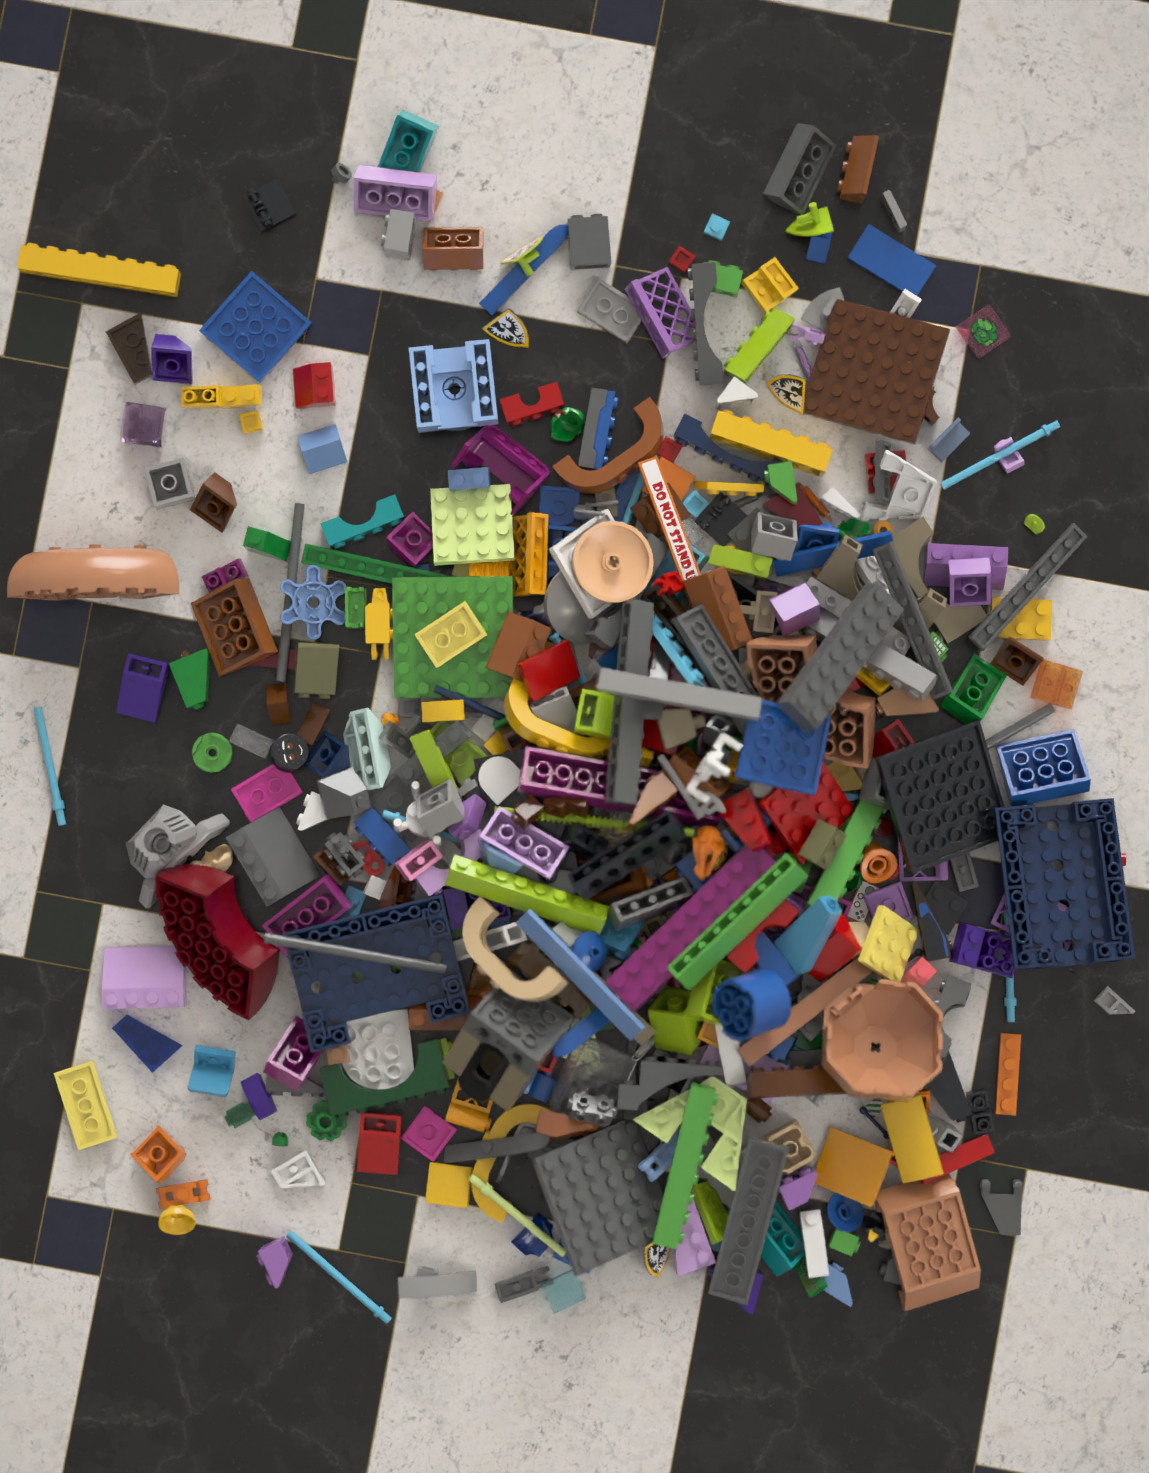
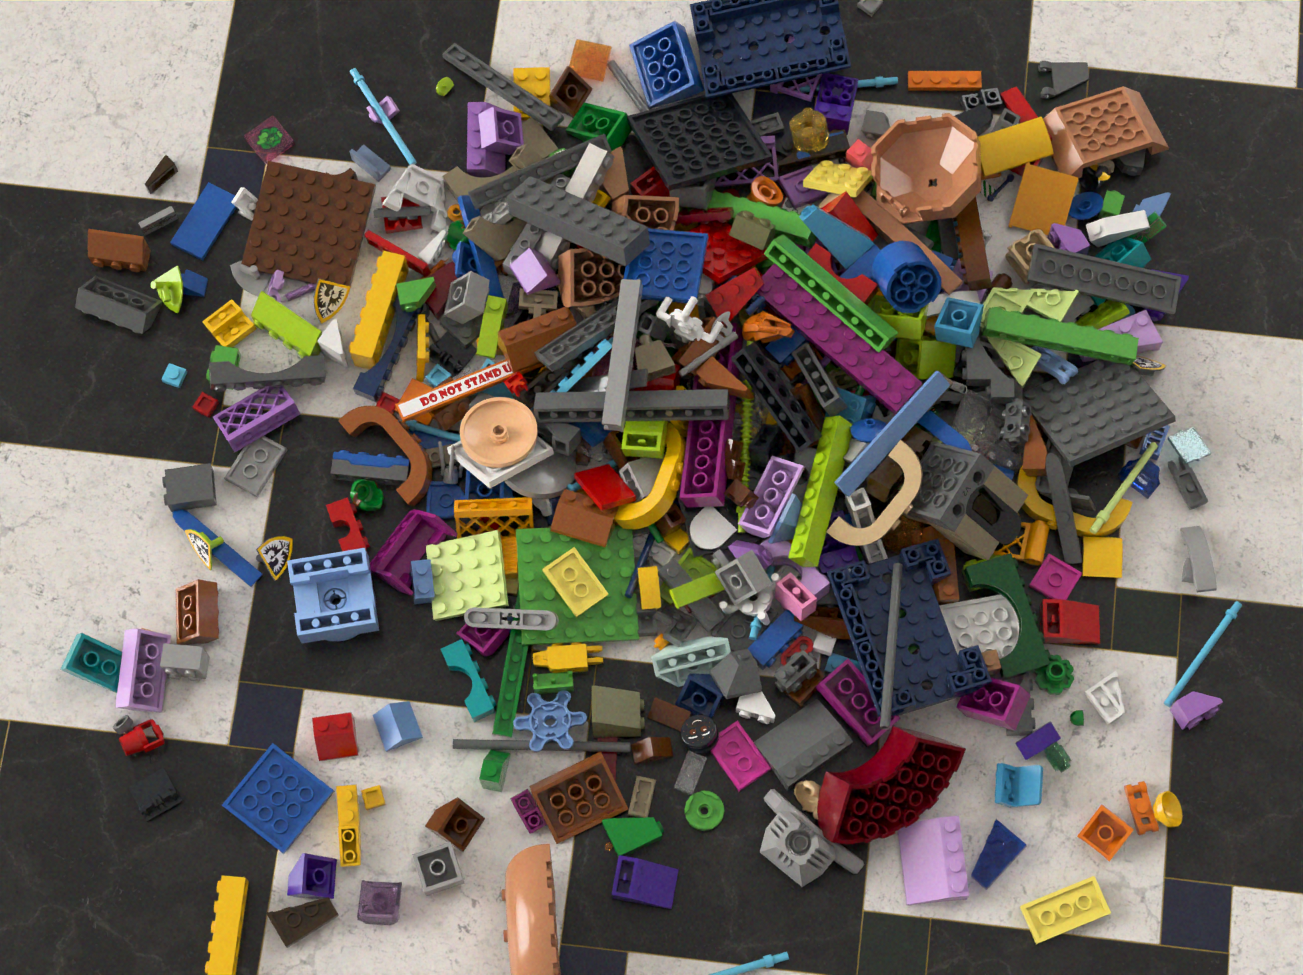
camera: 90 degrees left, 15 degrees down
(230, 691) = (642, 797): none -> dark tan plate
(322, 186) = (136, 741): none -> red piece
(419, 553) = (528, 618): none -> light grey piece
(702, 1057) = (959, 322): none -> dark azure slope
(837, 464) = (384, 245): none -> red tile
(851, 786) = (721, 214): none -> dark red wing
(947, 918) = (809, 130): none -> clear yellow brick
(948, 215) = (161, 174): none -> dark brown slope

